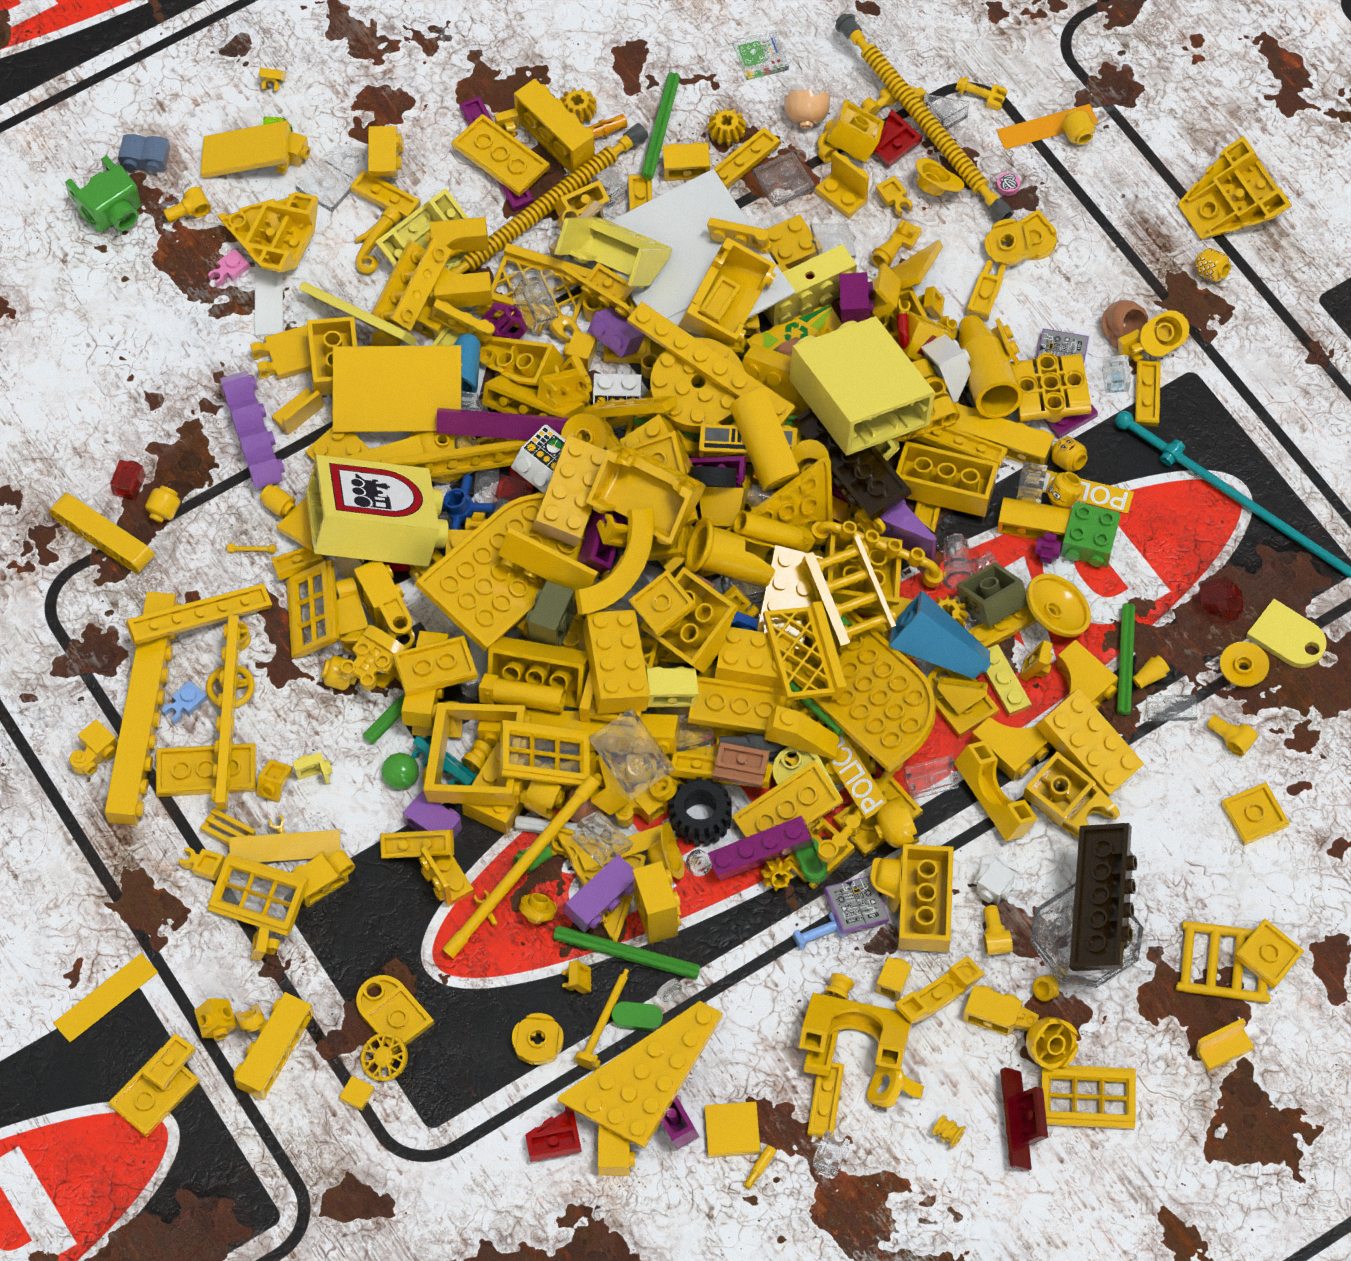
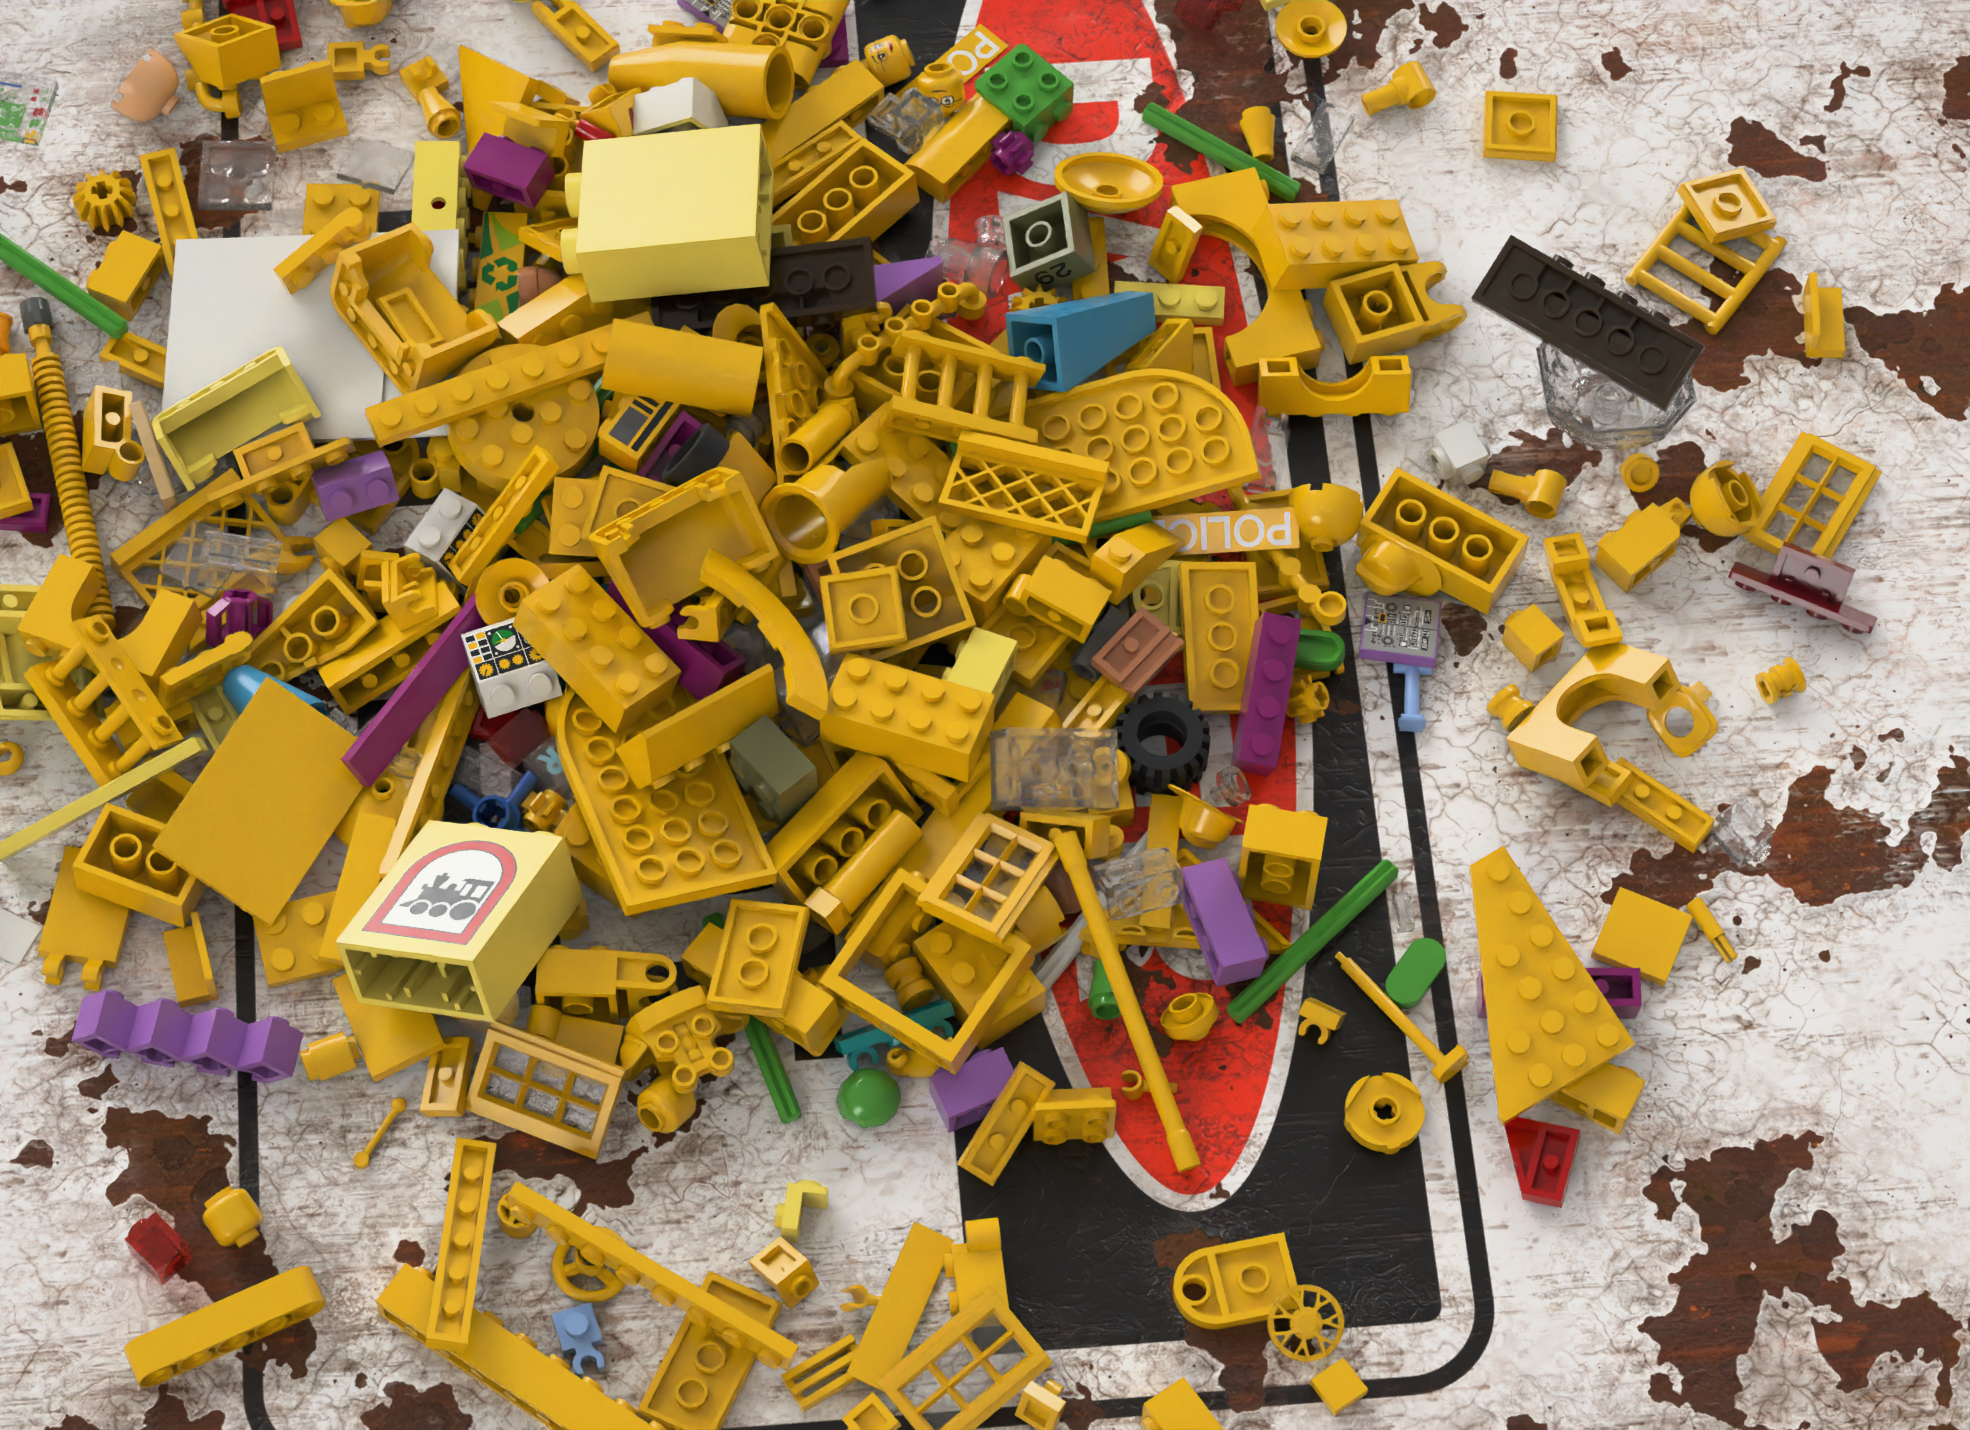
camera: 65 degrees left, 0 degrees up
(746, 706) = (1058, 598): none -> yellow hinge

